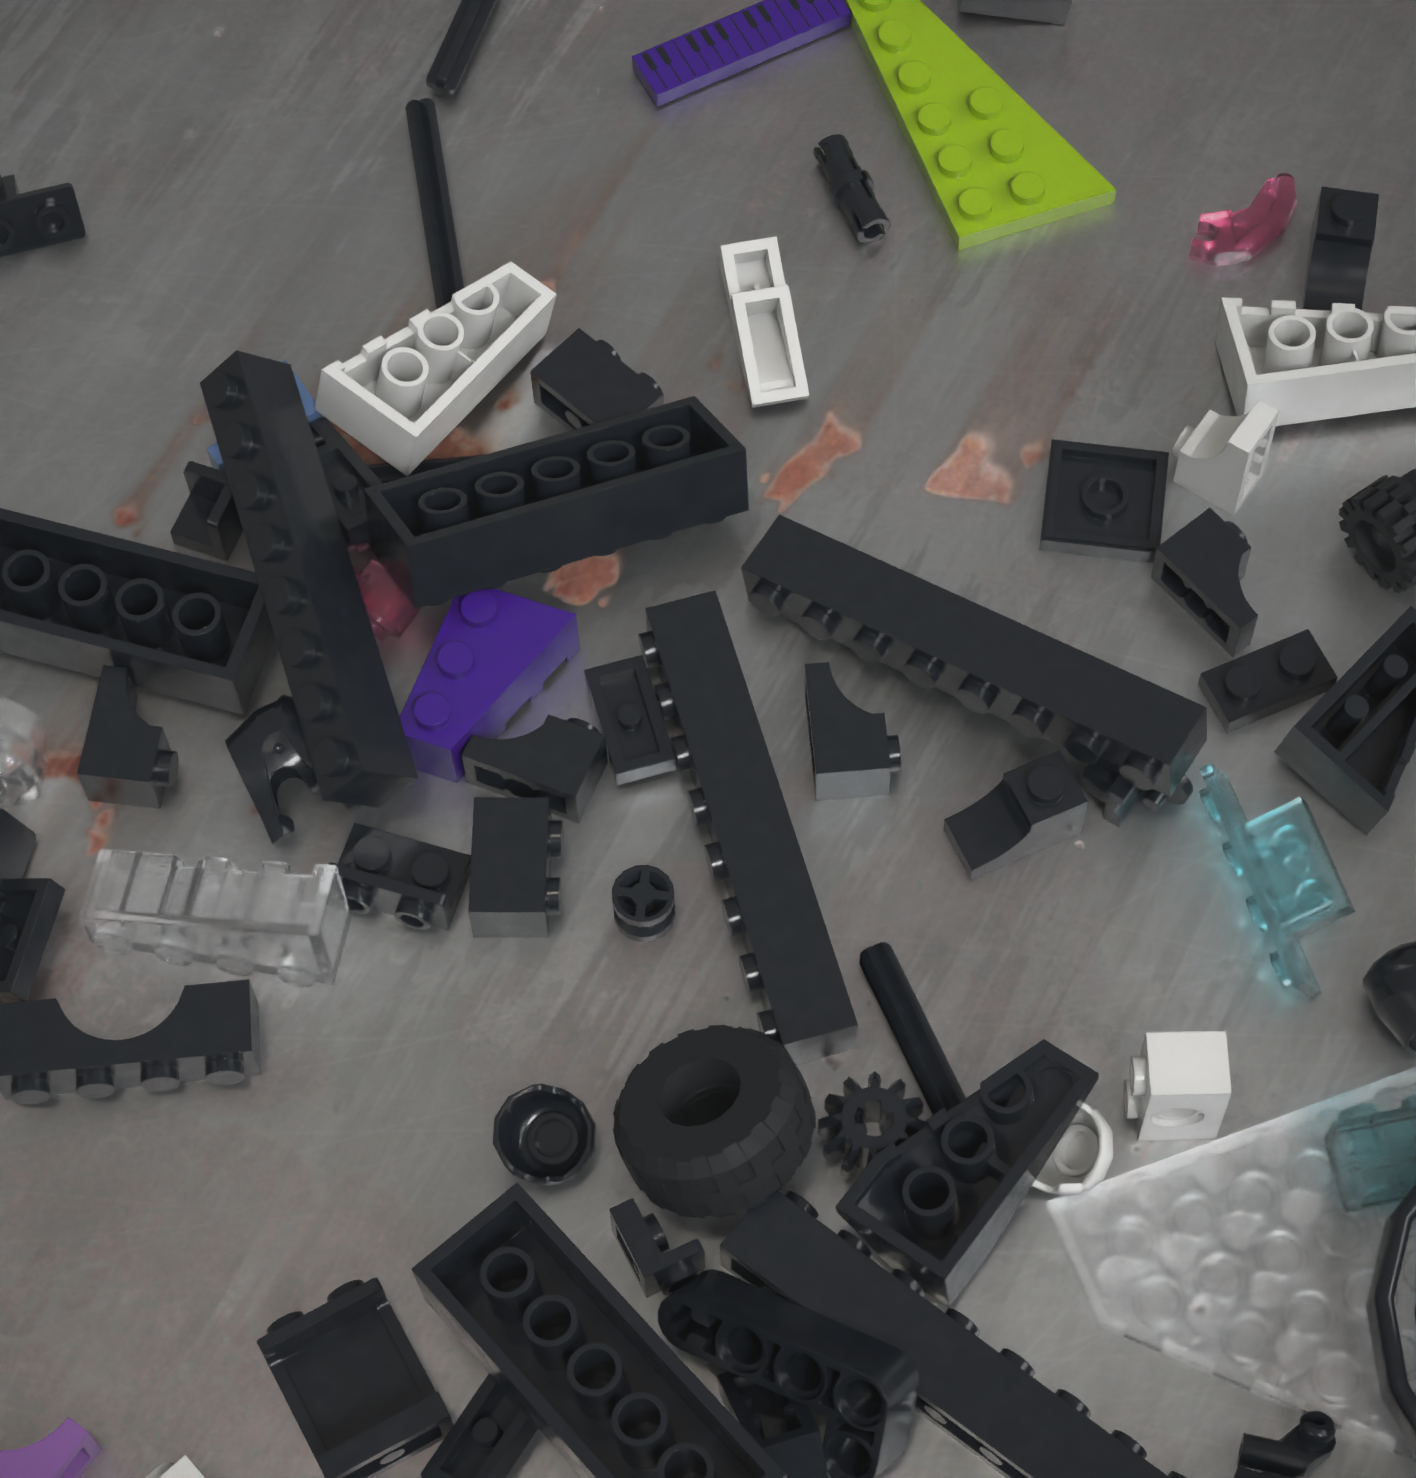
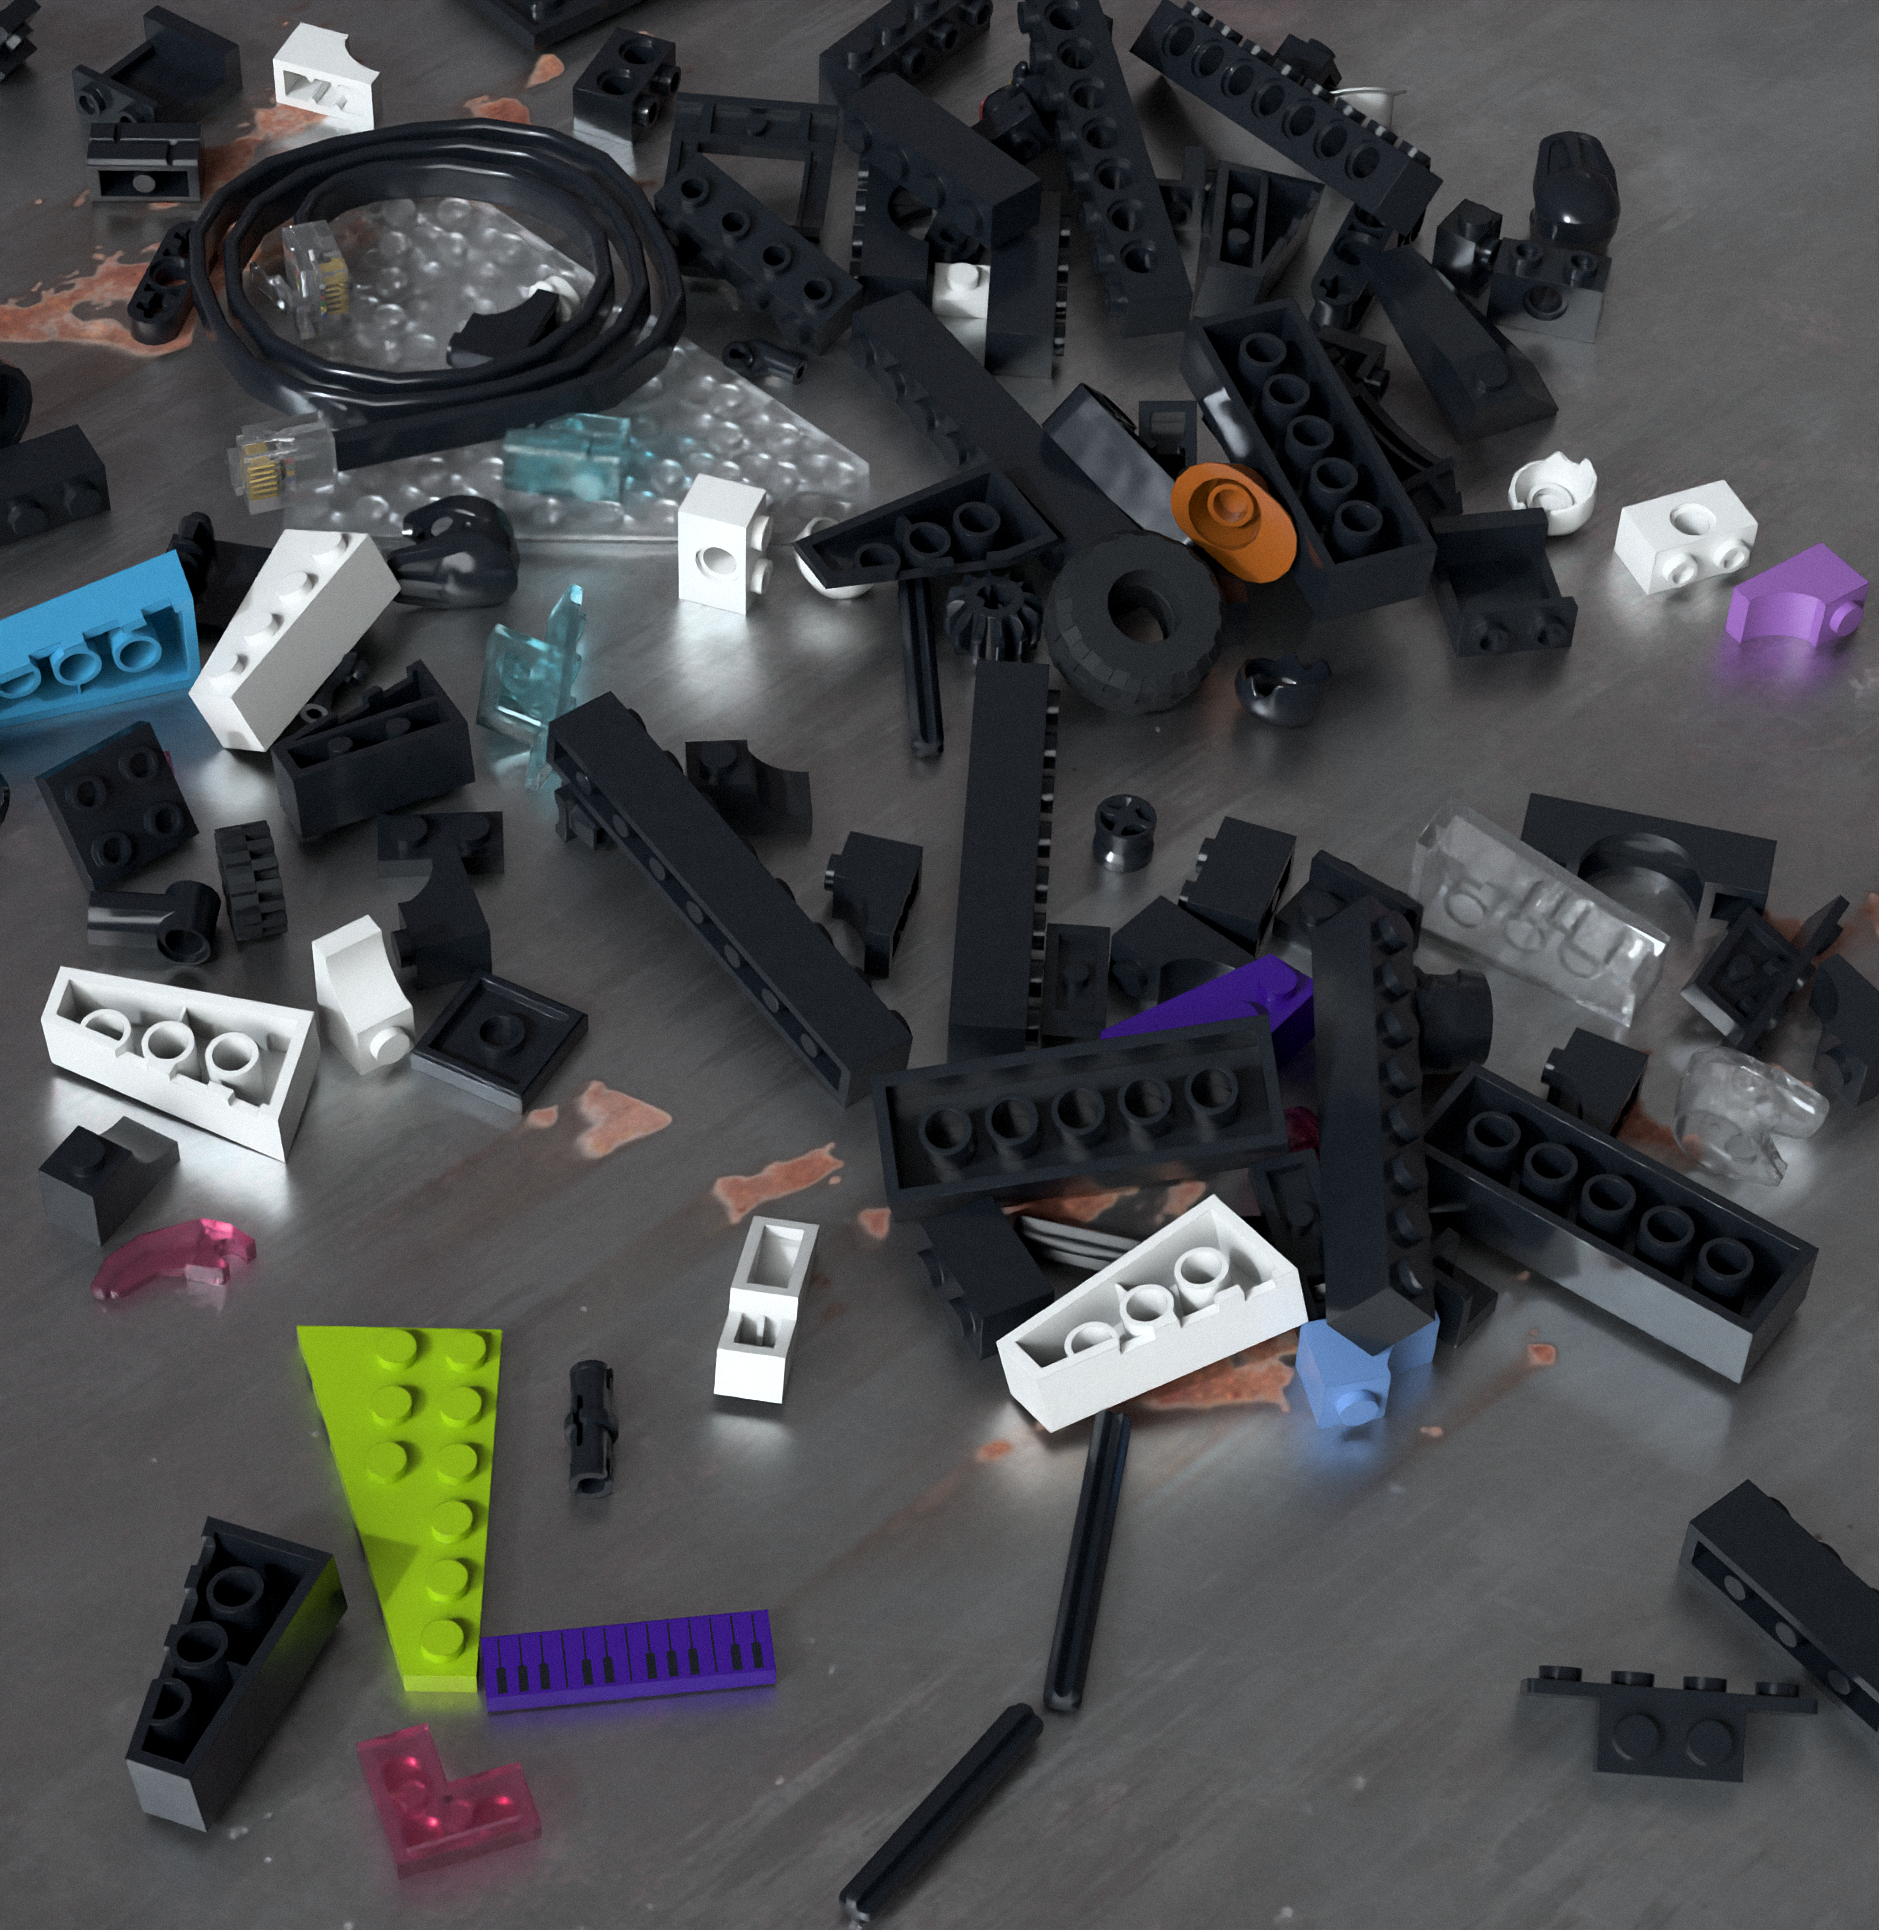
camera: 165 degrees left, 15 degrees down
(655, 1280) = (1235, 520): none -> dark orange piece

